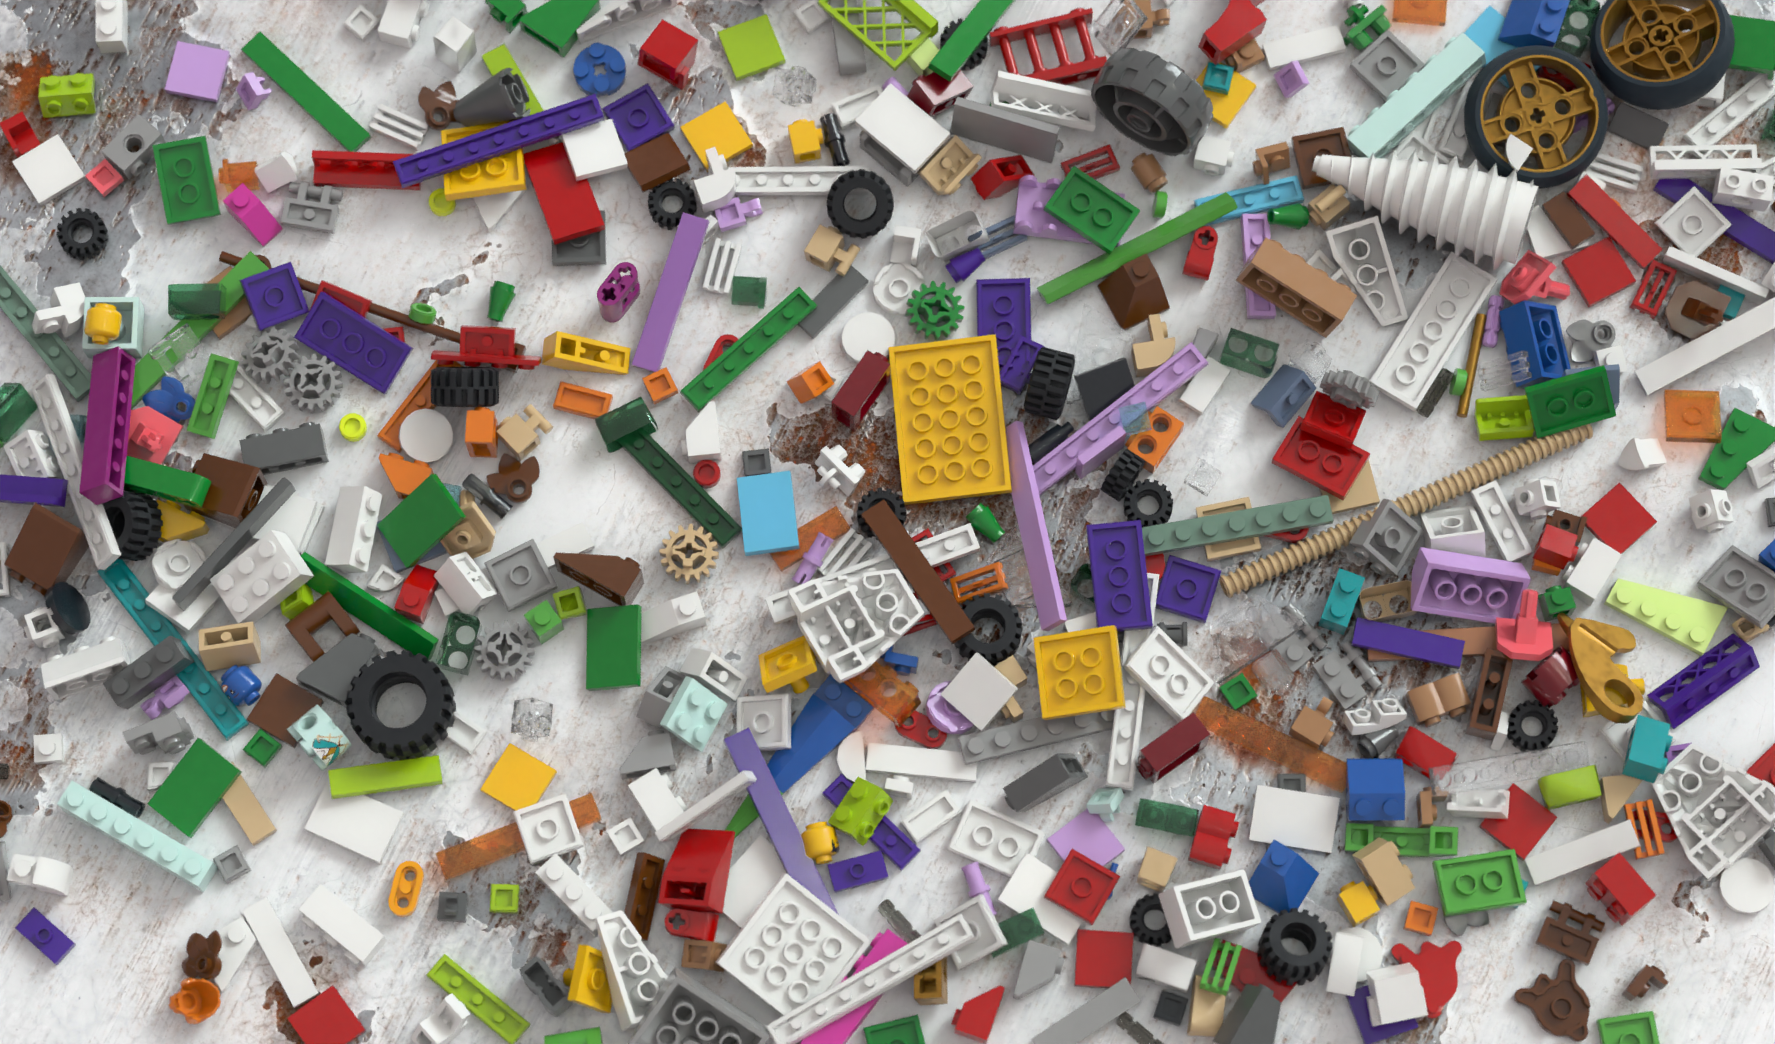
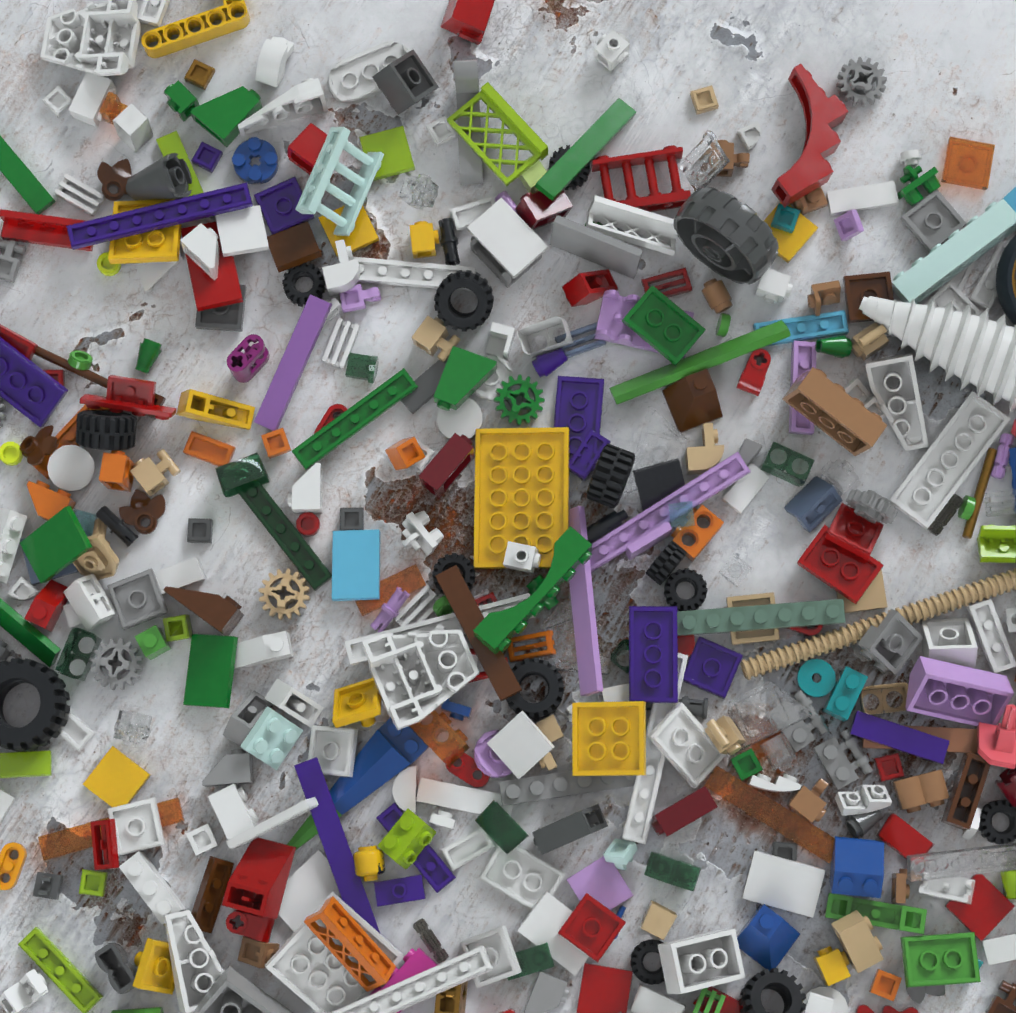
camera: 10 degrees right, 5 degrees up
(385, 416) = (37, 447): none -> reddish brown plate
(428, 25) = (111, 107): none -> clear orange bracket
(519, 851) = (107, 844): none -> red tile
(542, 70) = (207, 157): none -> dark purple tile
(552, 173) = (203, 249): none -> white slope
(582, 493) = (199, 530): none -> dark grey tile
(682, 76) = (320, 181): none -> light aqua fence
(816, 927) = (354, 944): none -> orange fence
(867, 290) = (462, 377): none -> green slope
(872, 549) = (442, 607): none -> bright green tile
(944, 558) = (502, 625): none -> green arch
(949, 166) = (545, 274): tan bracket -> none
(958, 483) = (521, 557): none -> white brick
(967, 786) = (501, 827): none -> clear green piece
(977, 884) = (501, 914): lavender pin -> none
(1209, 659) = (725, 735): none -> tan brick
(1212, 837) = (710, 893): red brick -> none
(1282, 709) = (782, 784): none -> white slope
(1313, 578) = (826, 674): none -> teal piece
(1400, 679) = (889, 767): none -> red tile

